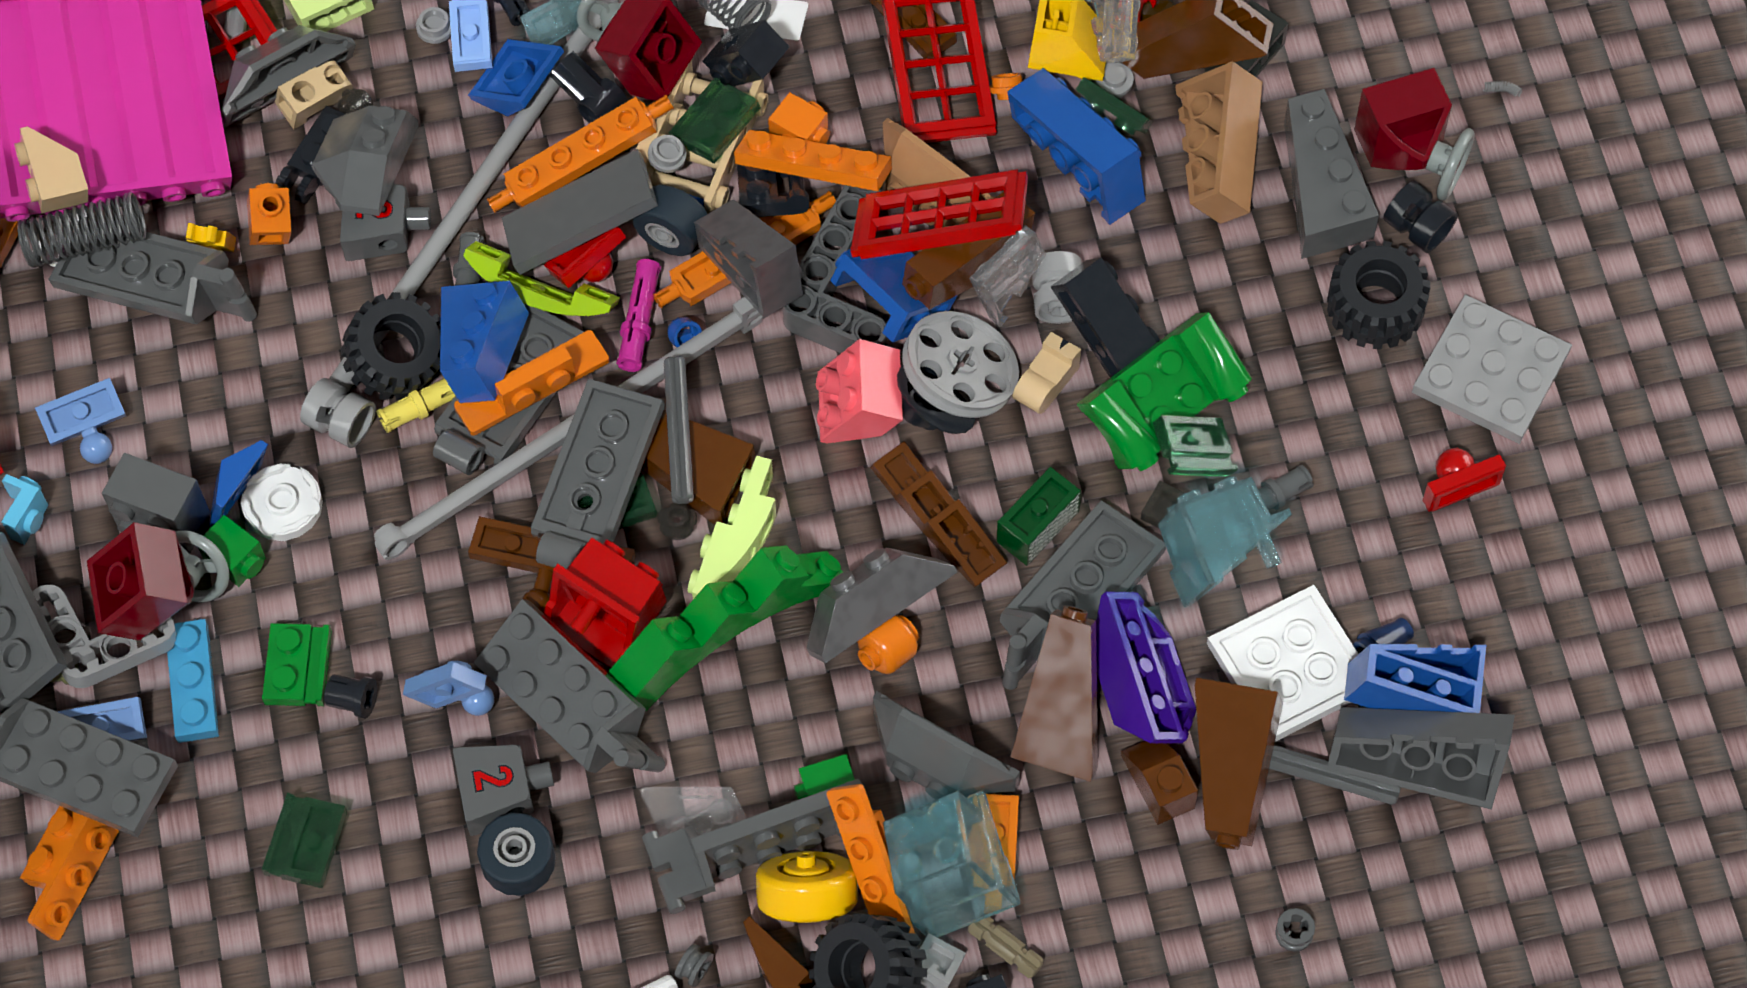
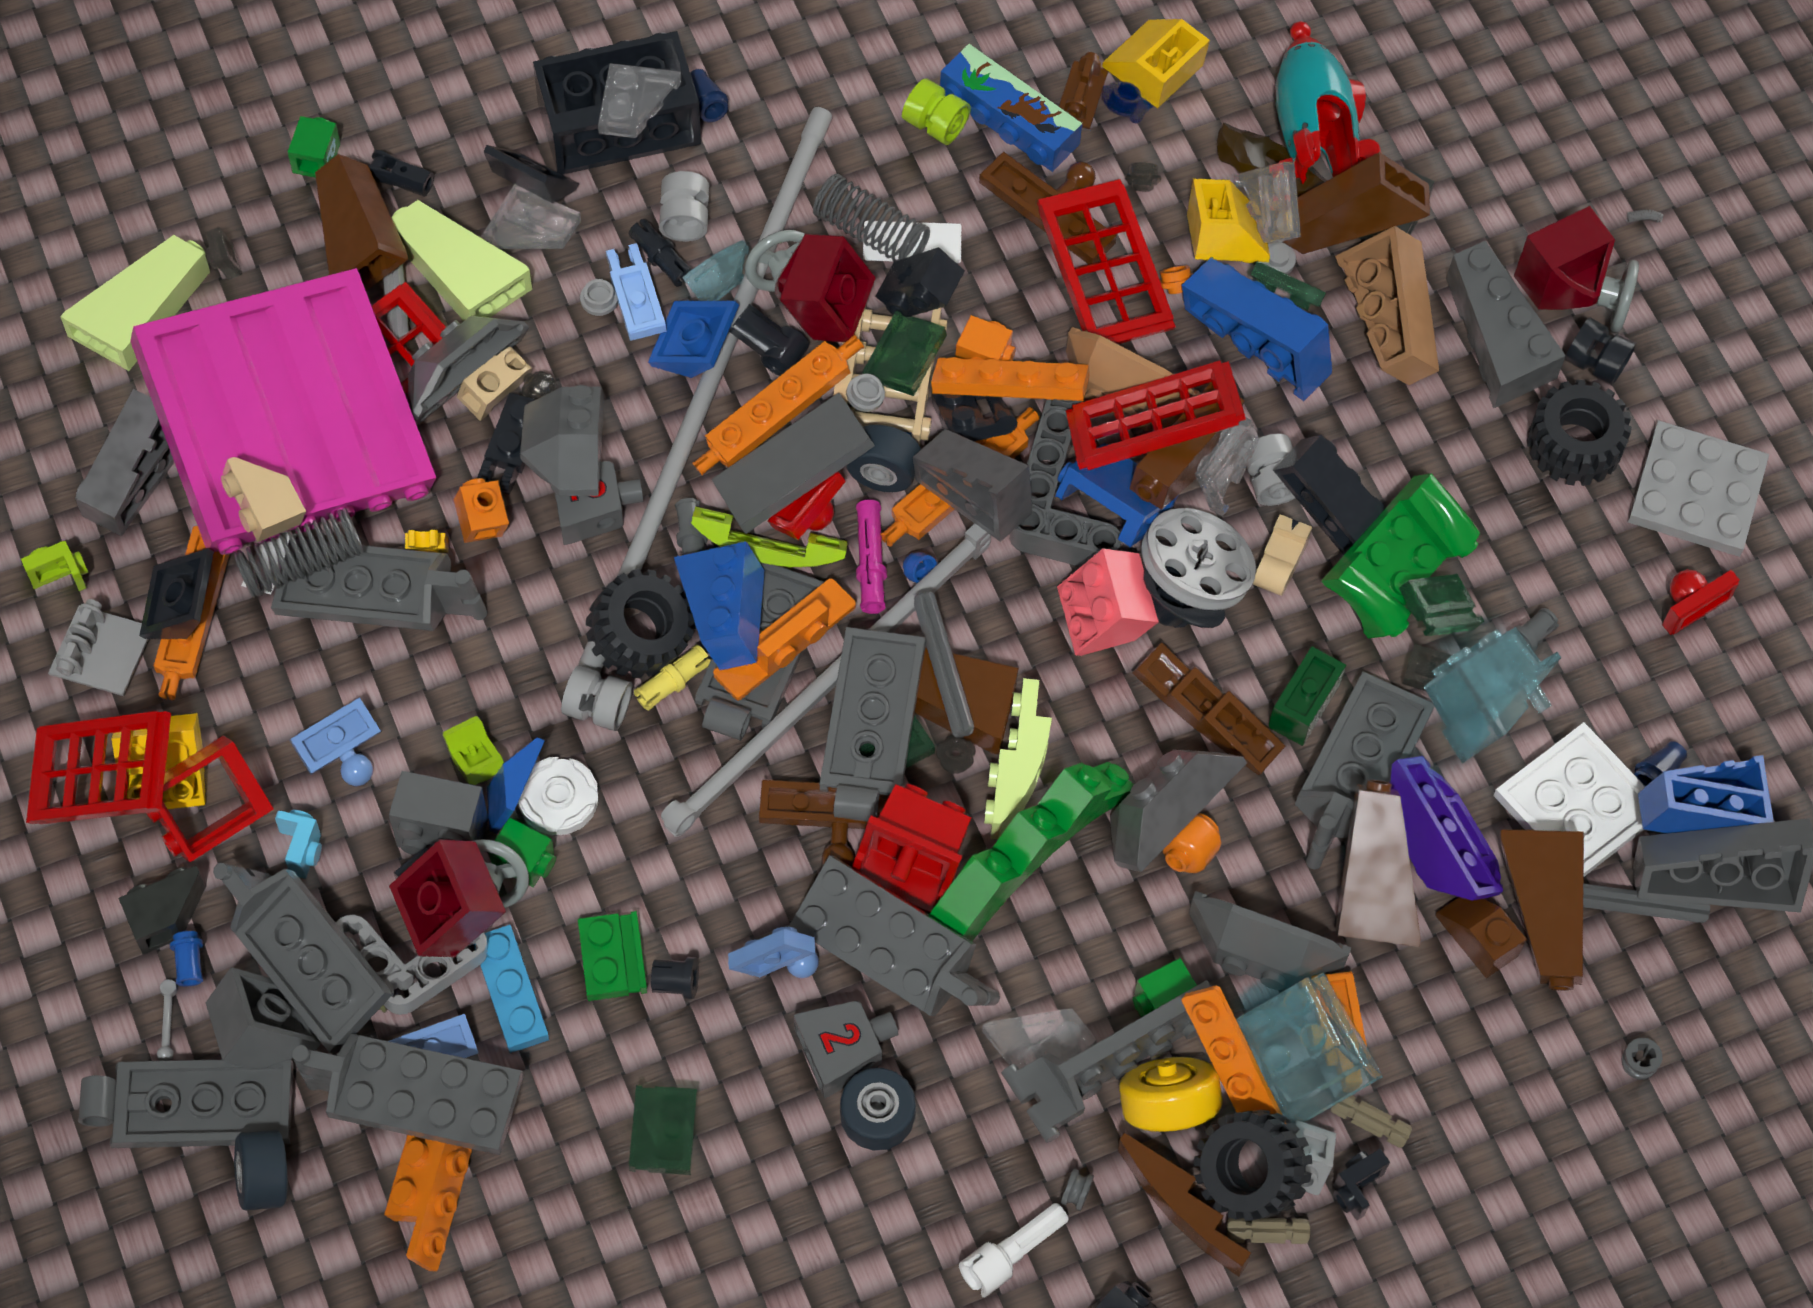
camera: 15 degrees left, 0 degrees up
(206, 444) = (473, 751): none -> lime bracket

